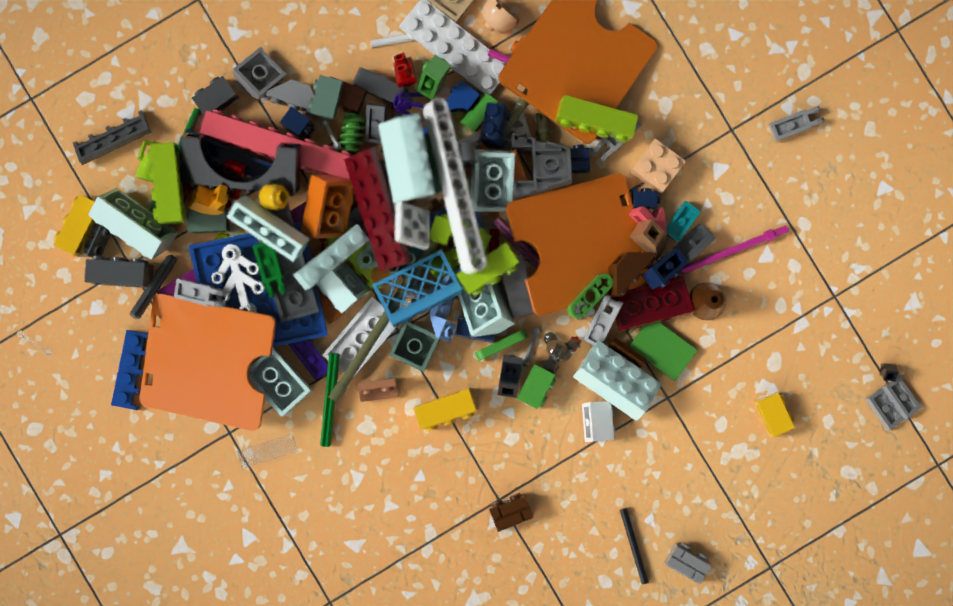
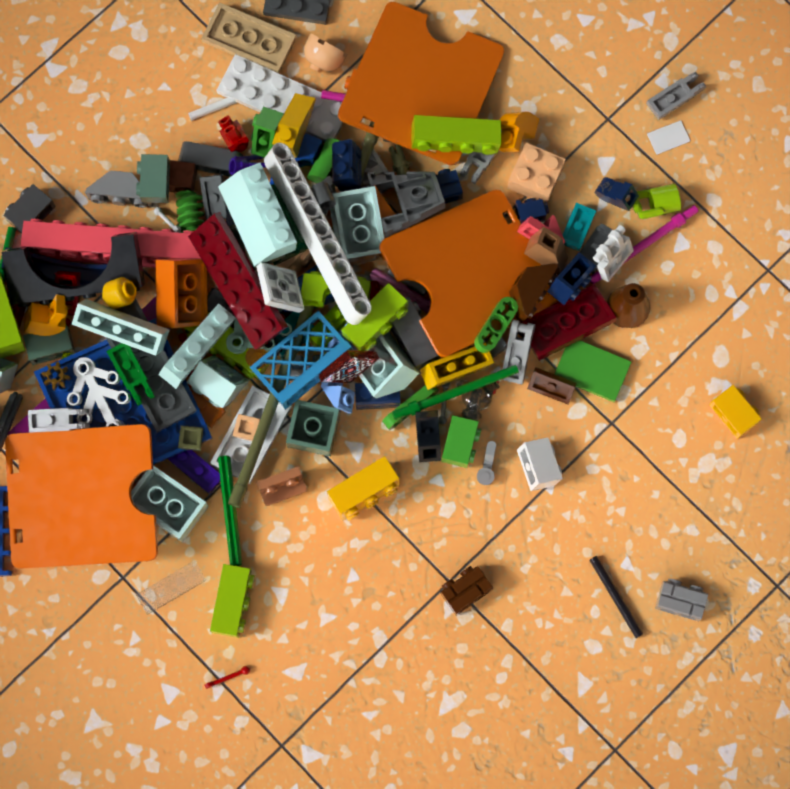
camera: 15 degrees left, 10 degrees down
(200, 253) = (50, 379): none -> pearl gold gear
(258, 73) = (72, 174): light grey slope -> none
(297, 124) = (127, 213): dark blue brick -> none
(309, 333) = (190, 438): none -> olive tile
(313, 534) = (244, 670): none -> red hinge
(314, 476) = (232, 601): none -> lime brick
(358, 333) = (245, 427): none -> light nougat plate
(455, 305) = (348, 366): none -> clear red tile
(458, 76) = (295, 122): none -> yellow slope
(505, 350) = (431, 401): none -> green bar
(550, 418) = (485, 475): none -> light grey piece
(553, 322) = (455, 367): none -> yellow brick
(617, 380) = (549, 412): light aqua brick -> none
(650, 121) = (515, 128): none -> light orange brick
(705, 255) = (613, 253): none -> white plate
(722, 200) = (616, 193): none -> dark blue leg
(759, 215) = (661, 201): none -> lime piece
(779, 158) = (668, 137): none -> white sticker

